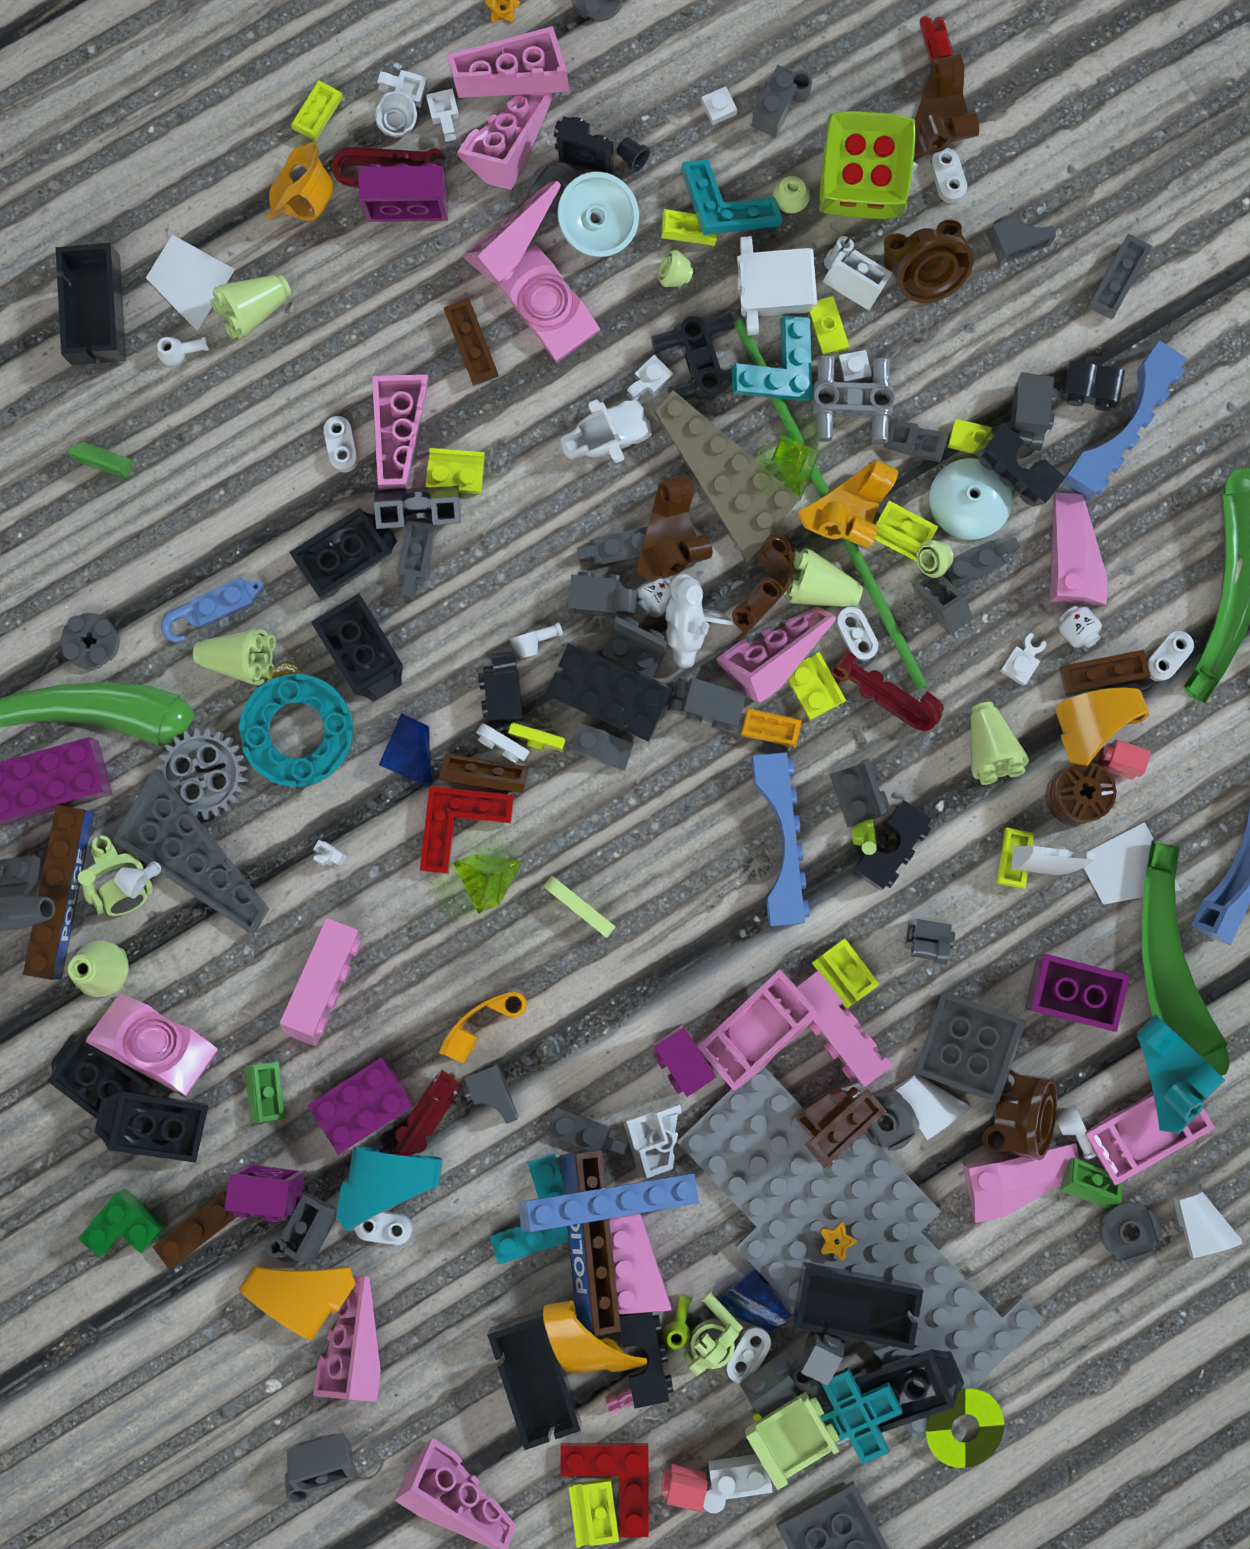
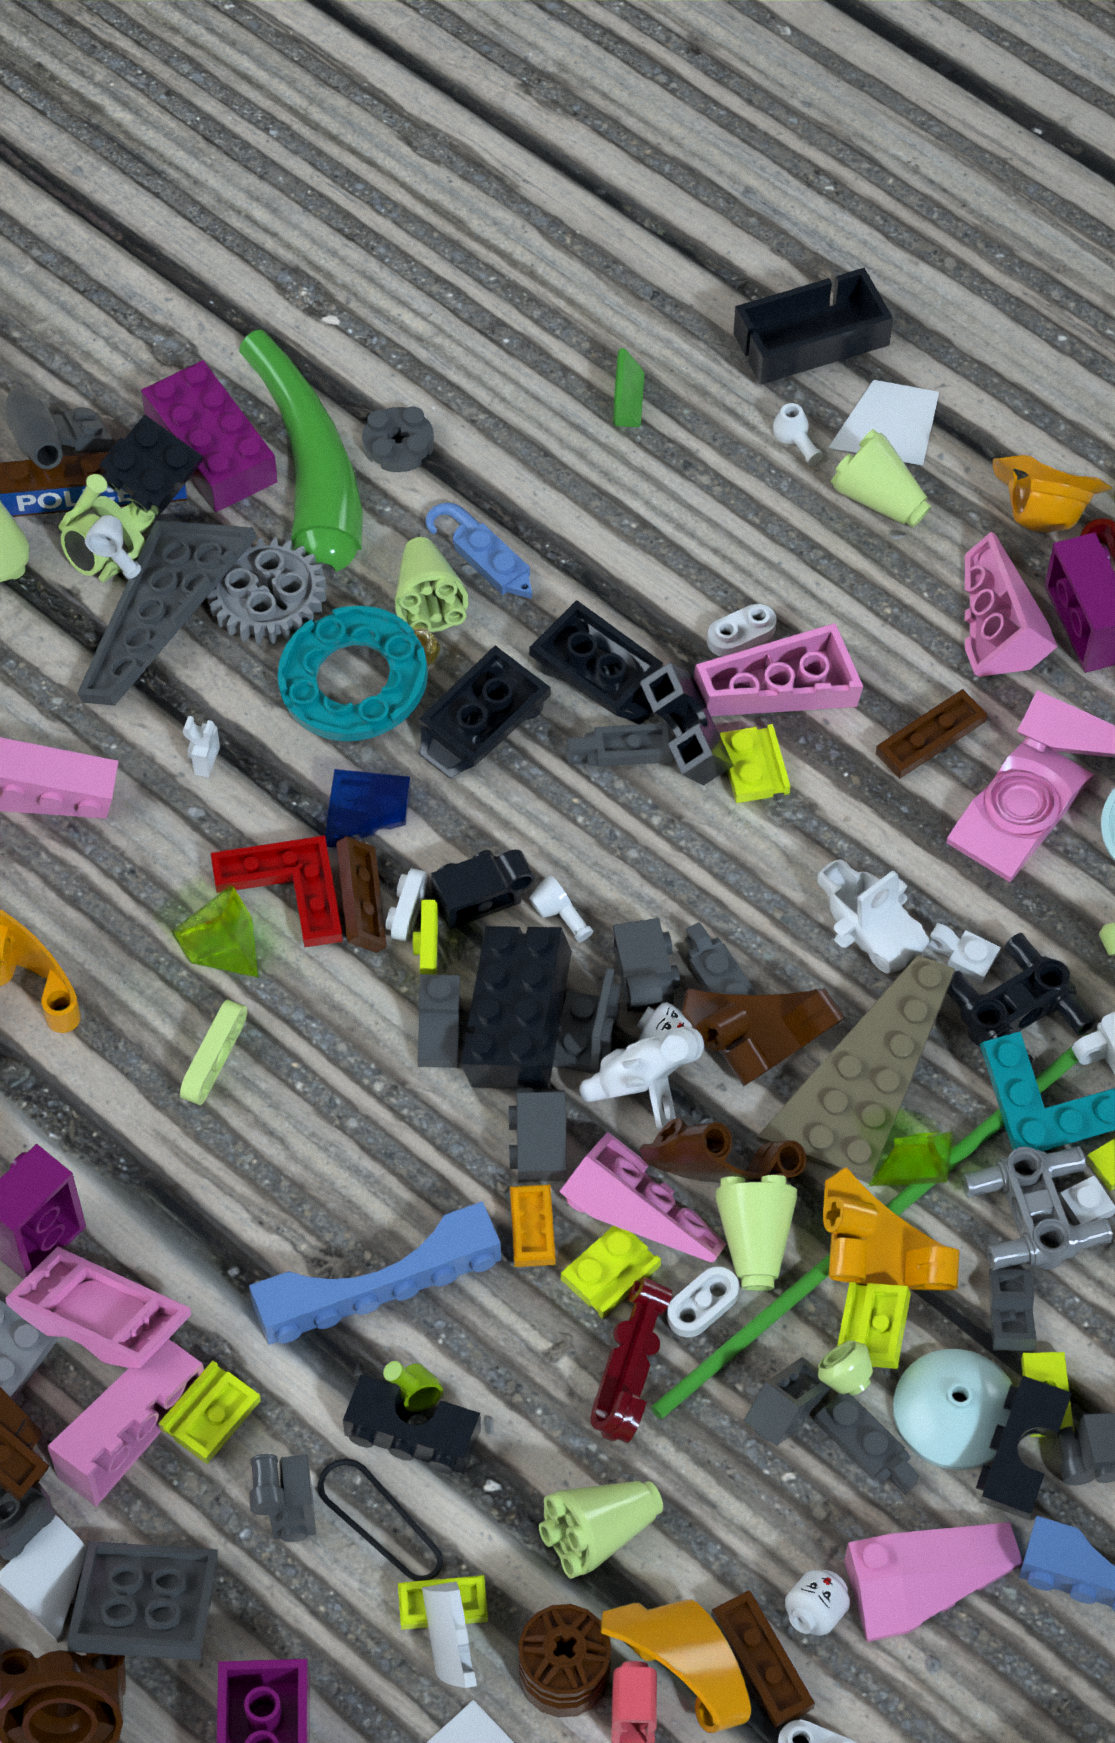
camera: 70 degrees right, 25 degrees down
(74, 833) = (149, 465): none -> black plate
(390, 258) = (1003, 617): none -> bright pink wedge
(859, 793) = (475, 1361): dark grey bracket -> none
(991, 863) = (397, 1507): none -> black piece
(1021, 662) = (737, 1540): white plate -> none

